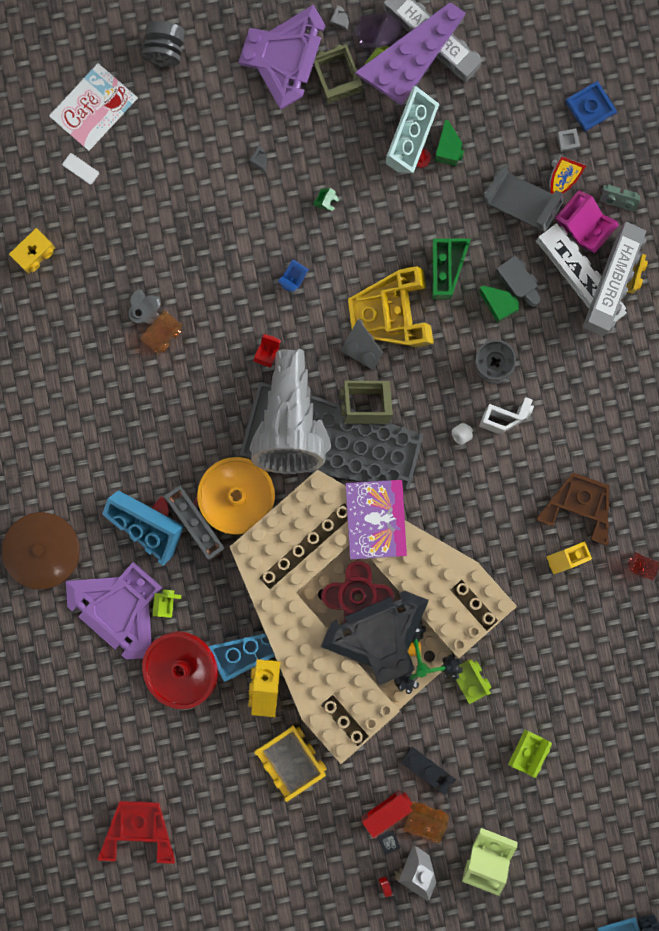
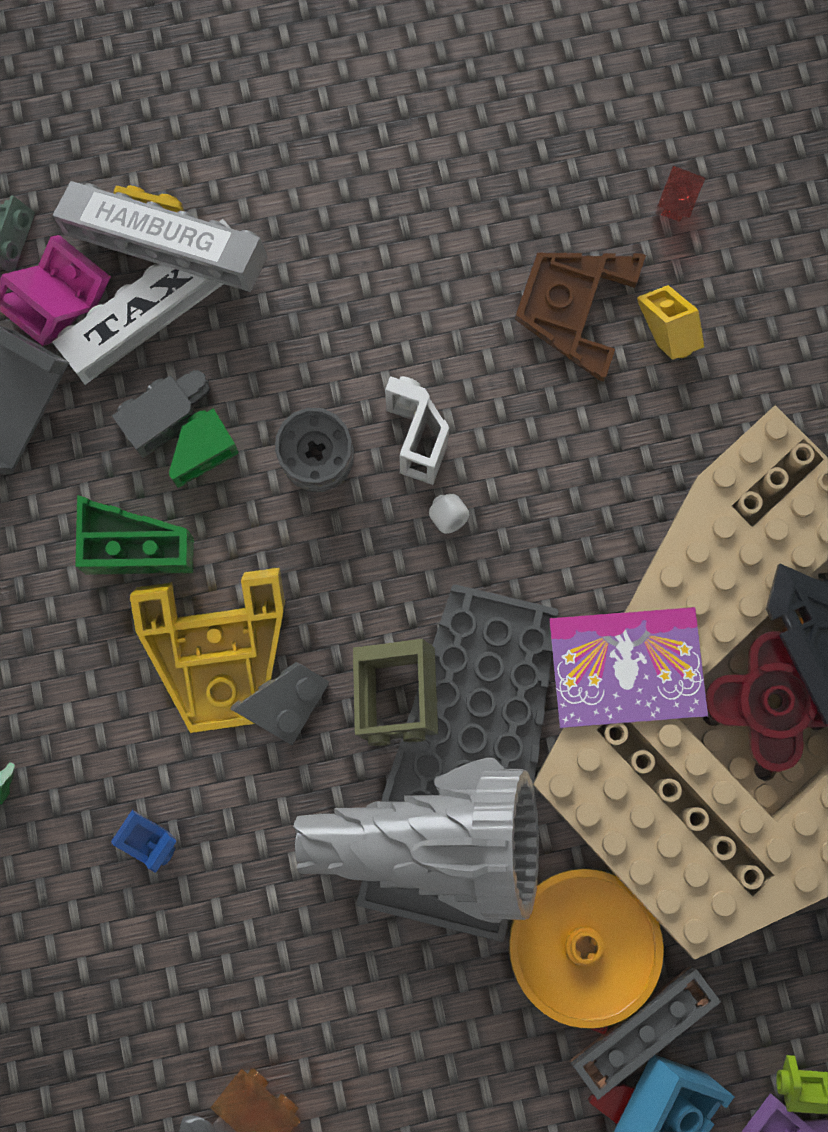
camera: 90 degrees left, 5 degrees down
(267, 350) = (294, 890): red bracket -> none

